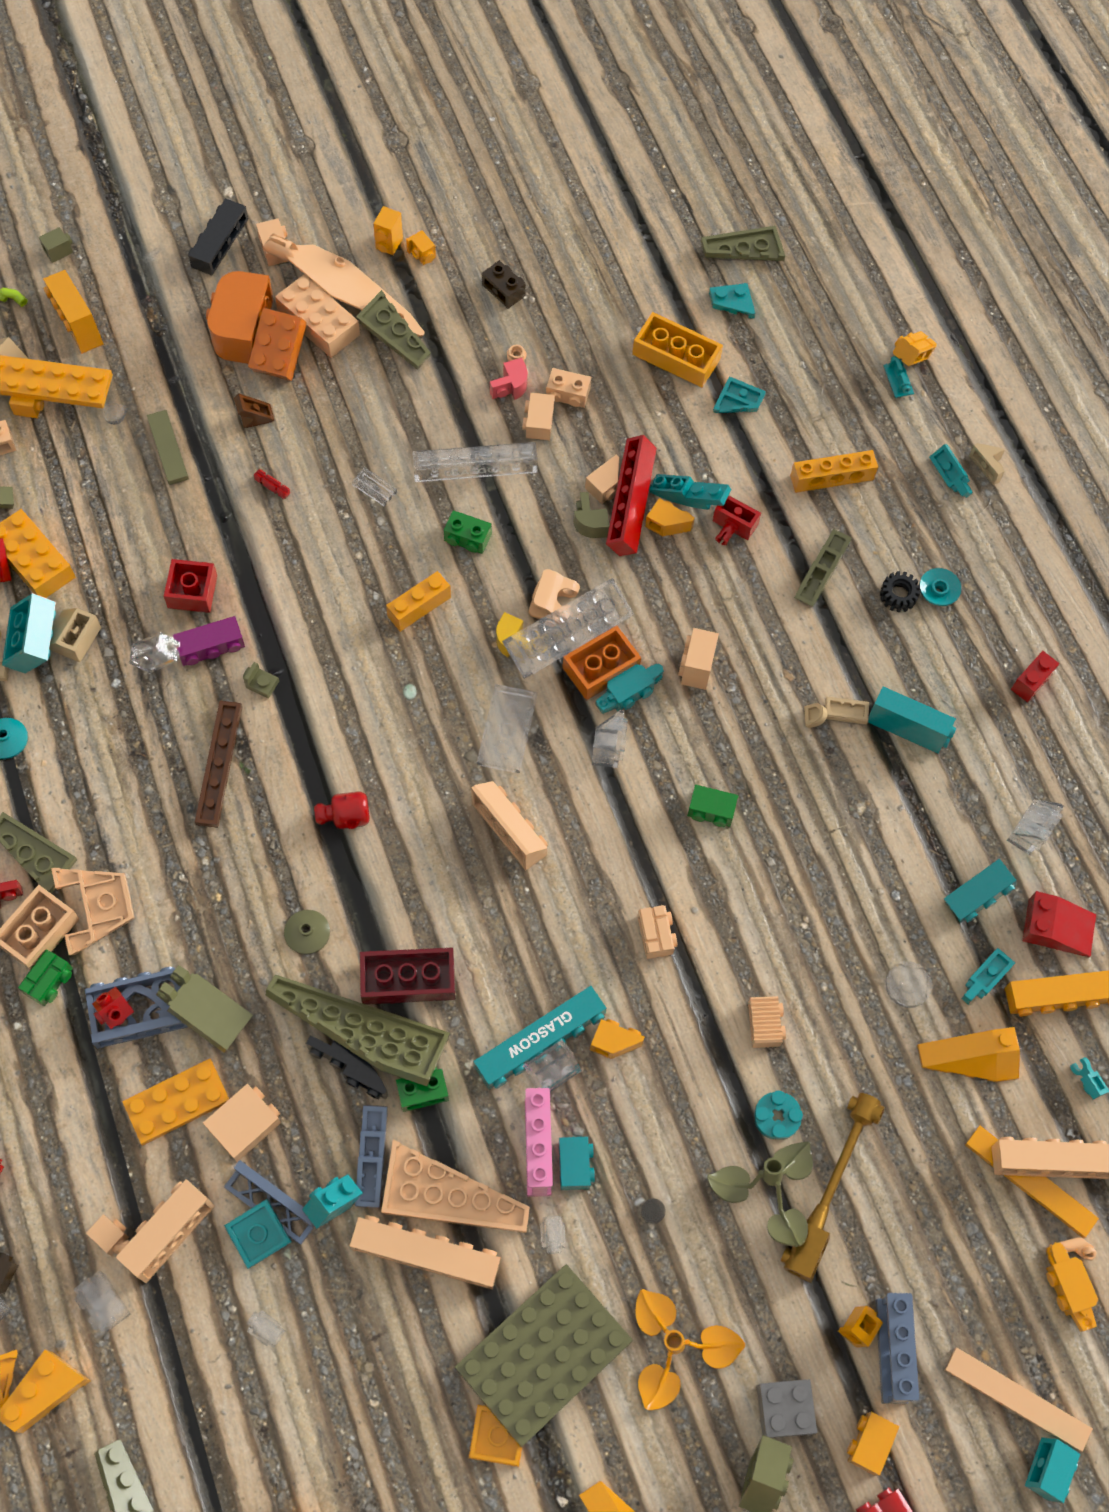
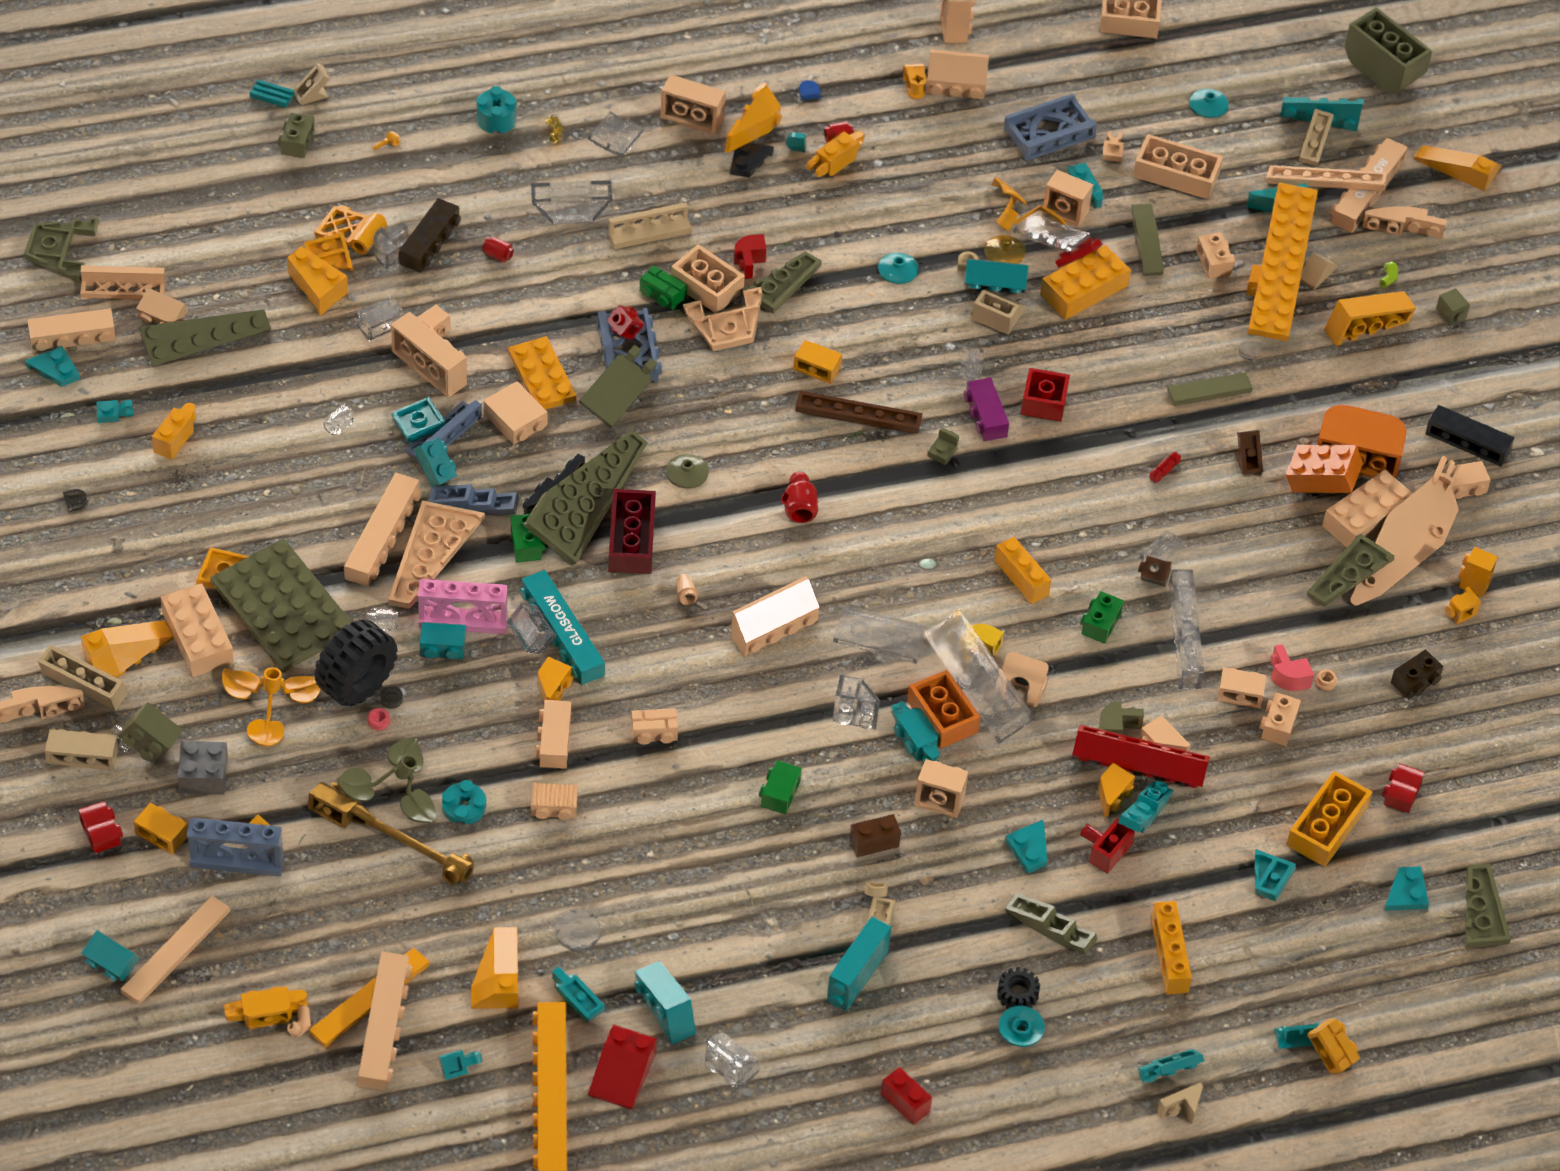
camera: 95 degrees right, 15 degrees down
(150, 807) = (817, 361): none -> light orange brick
(408, 486) = (1158, 577): none -> reddish brown brick
(475, 916) = (686, 590): none -> light nougat cone
(596, 1450) = (197, 630): none -> light nougat brick
(630, 297) = (1403, 787): none -> red brick
(644, 1246) = (355, 662): none -> black tyre
(681, 1030) = (554, 734): none -> light nougat brick
(683, 1221) = (378, 719): none -> coral tile
(738, 588) = (1029, 846): none -> teal wing
(757, 717) = (875, 835): none -> reddish brown brick

